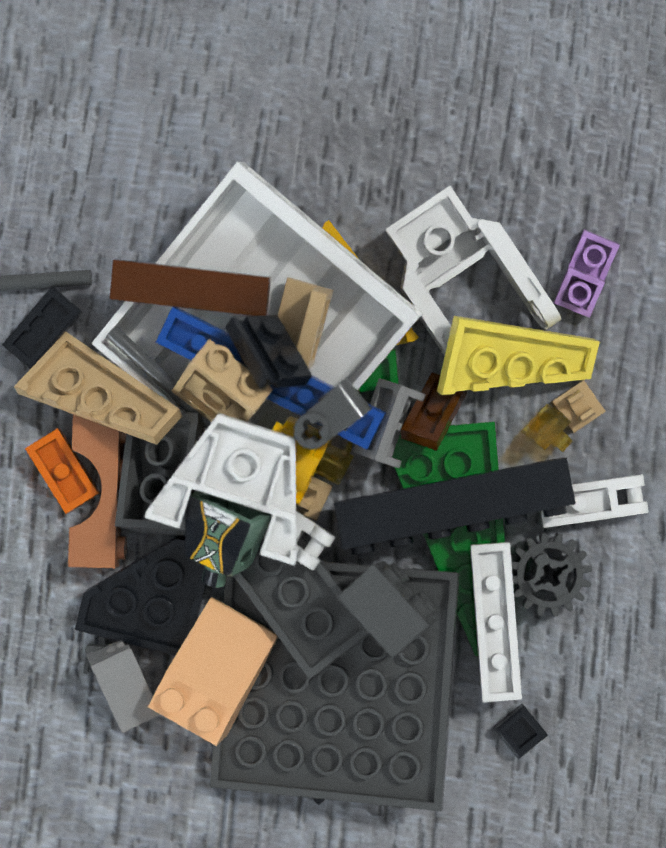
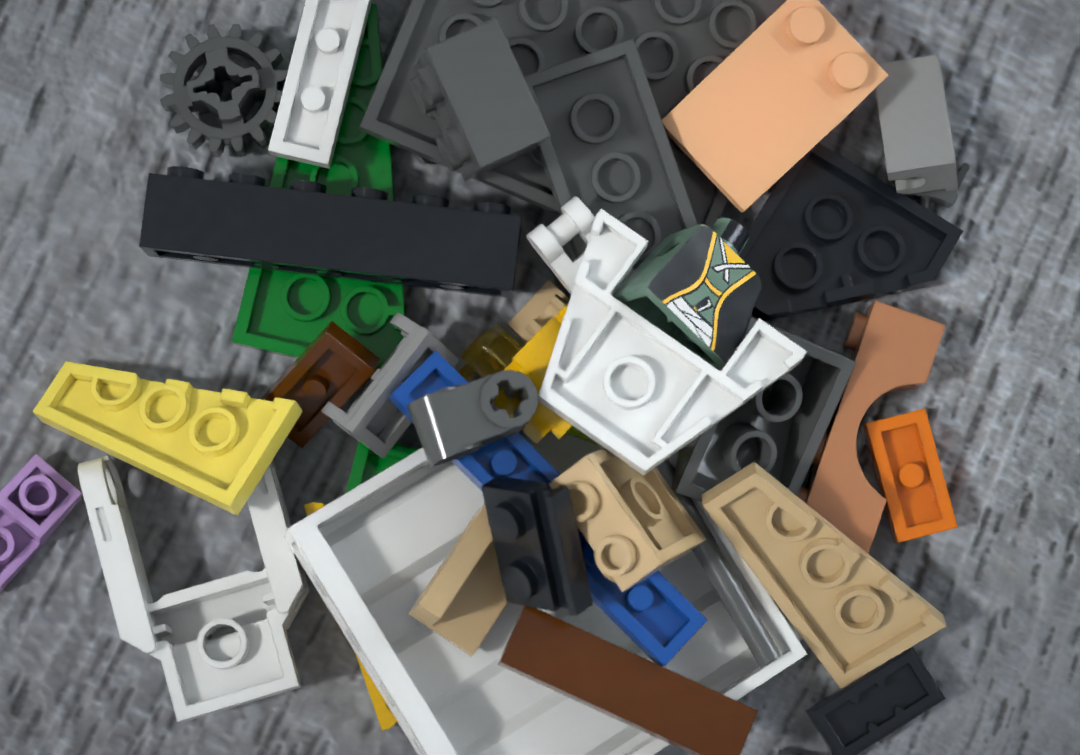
camera: 165 degrees left, 5 degrees down
(548, 429) = (154, 305): clear yellow tile -> none
(578, 406) = (99, 326): tan tile -> none
(599, 501) = (114, 173): white plate -> none

